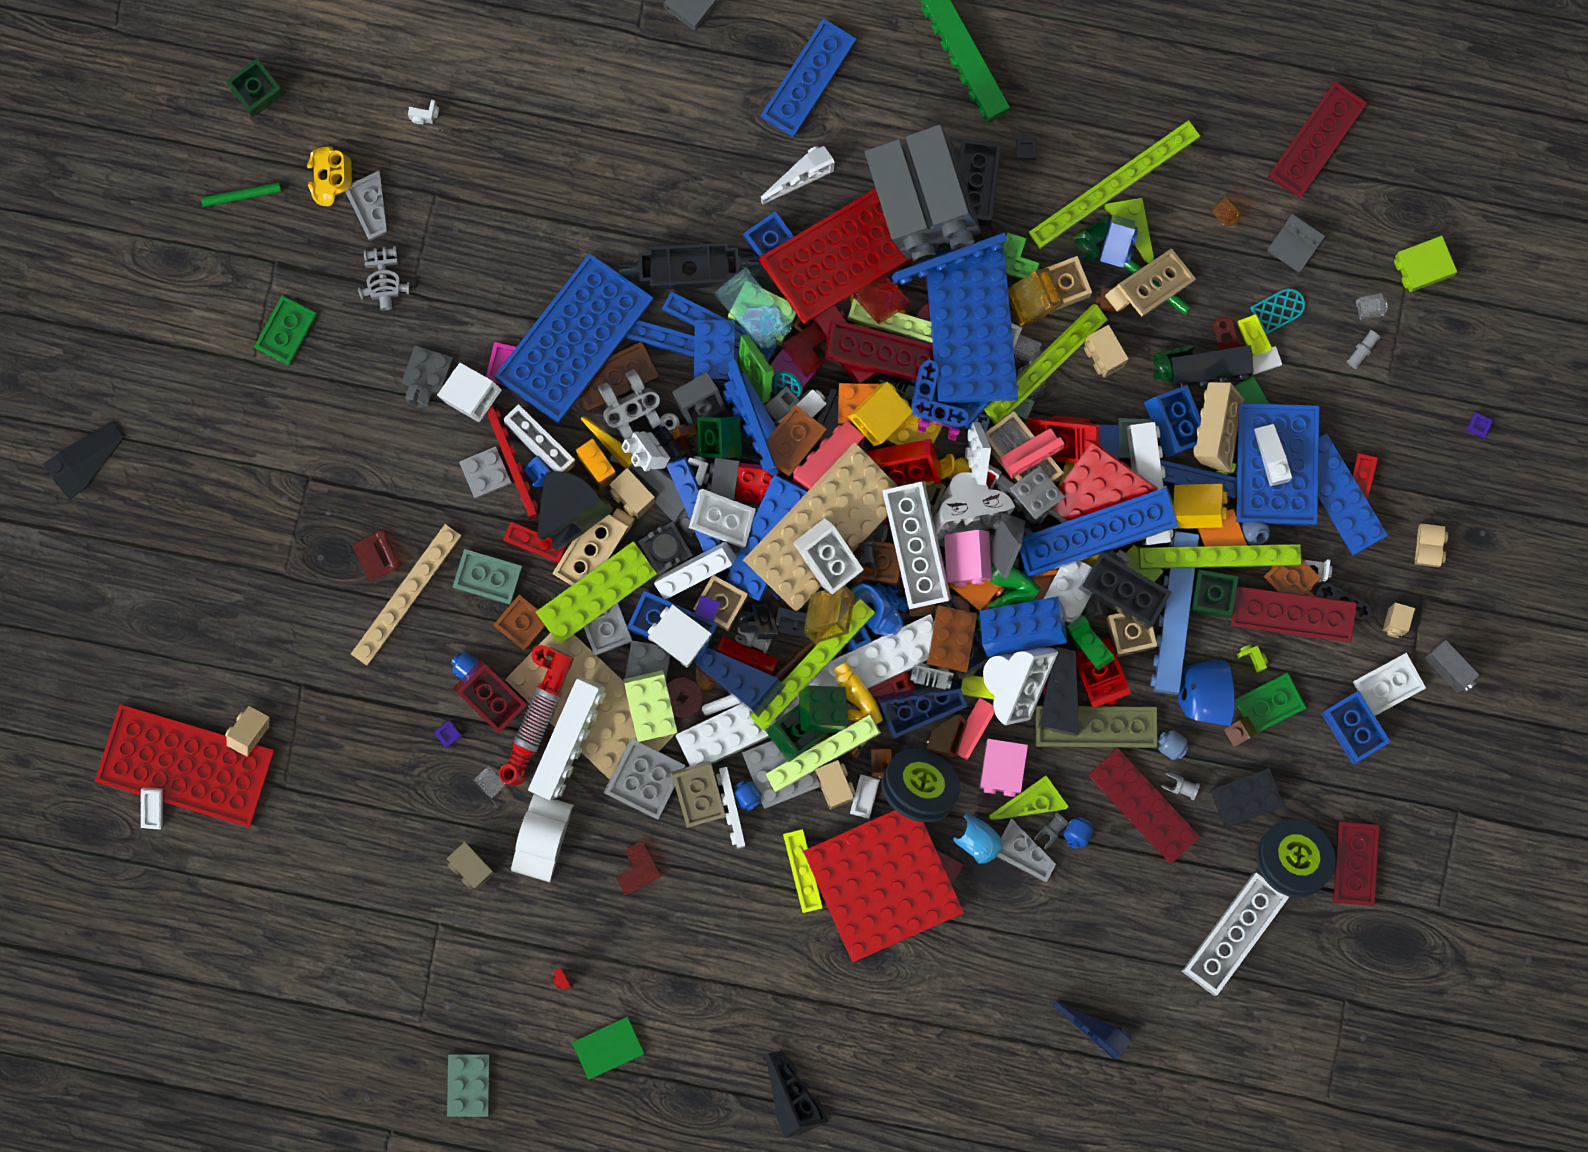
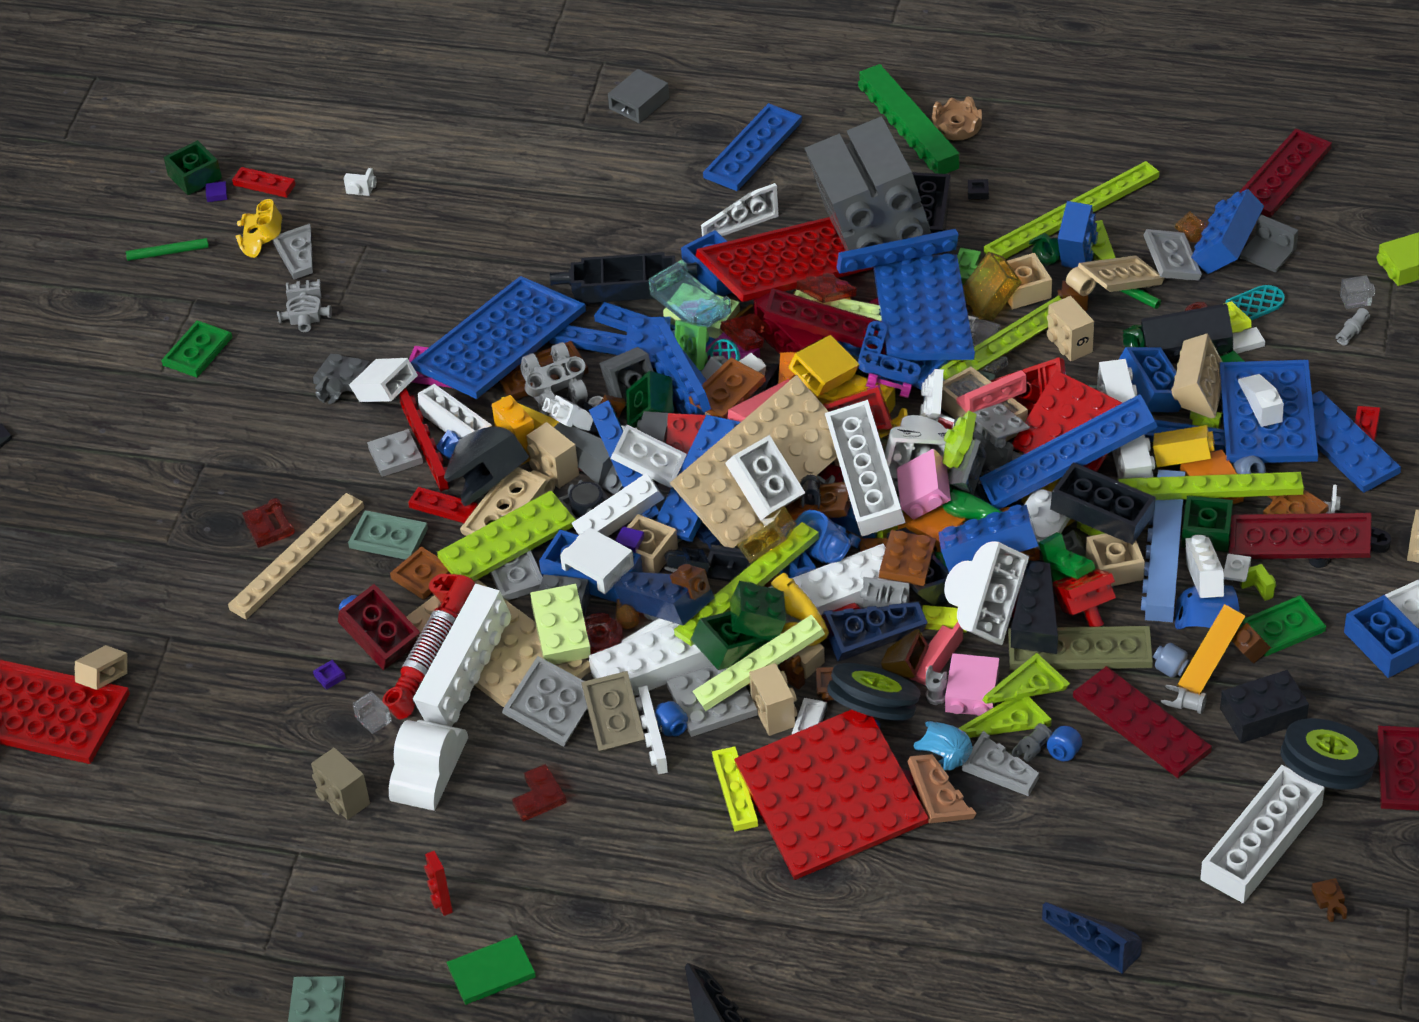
camera: 10 degrees right, 35 degrees down
(280, 114) = (216, 191): none -> dark purple tile
(326, 105) = (263, 182): none -> red plate
(765, 682) = (691, 578): none -> reddish brown bracket
(971, 884) = (936, 793): none -> nougat wing
(973, 775) = (936, 686): none -> light grey piece
(1001, 527) = (958, 440): none -> lime plate
(1011, 37) = (963, 111): none -> medium nougat plate
(1055, 765) = (1028, 680): none -> lime wing
(1205, 251) = (1172, 254): none -> light grey plate
(1207, 743) = (1211, 650): none -> light orange tile
(1208, 654) = (1204, 567): none -> white brick
(1235, 650) = (1237, 567): none -> white bracket
(1259, 230) = (1227, 231): none -> blue brick
(1283, 989) = (1330, 896): none -> reddish brown plate

